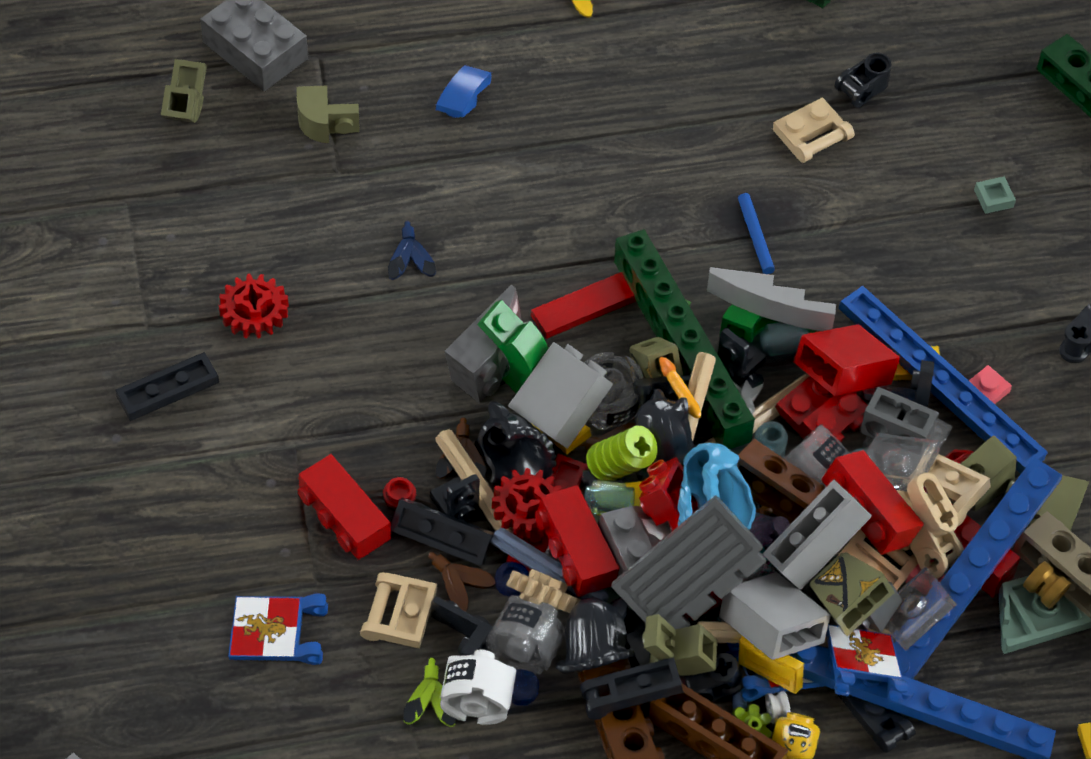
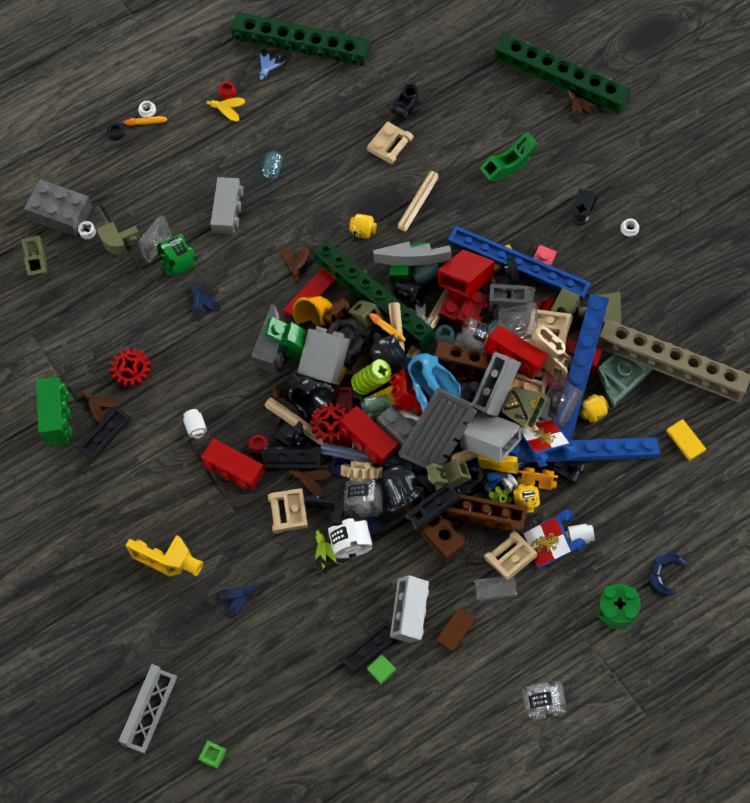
camera: 15 degrees left, 10 degrees up
(103, 322) = (53, 411): none -> green brick
(176, 611) = (173, 563): none -> yellow plate
(178, 337) = (97, 402): none -> reddish brown piece
(261, 707) = (239, 595): none -> dark blue piece
(272, 628) = (223, 548): flag -> none
(279, 94) = (86, 224): none -> white bush
(313, 424) = (194, 424): none -> white brick
(379, 132) = (154, 235): none -> clear tile
(400, 168) = (176, 255): none -> green brick
(462, 91) = (188, 194): blue slope -> none
(512, 128) = (226, 206): none -> light grey brick
(577, 324) = (311, 309): none -> light orange helmet
(585, 253) = (296, 264): none -> reddish brown piece
(612, 96) = (272, 165): none -> clear light blue brick
(613, 338) = (338, 311): none -> reddish brown plate
(713, 234) = (362, 226): none -> yellow head
(756, 233) = (387, 219): blue bar -> none
(819, 230) = (418, 200): none -> tan axle
(840, 723) = (545, 478): none -> light orange hinge
(968, 645) = (593, 408): none -> yellow head
(994, 194) = (502, 142): sand green plate -> none
(996, 224) = (512, 160): none -> green arch
(1047, 584) = (622, 360): pearl gold wheel -> none

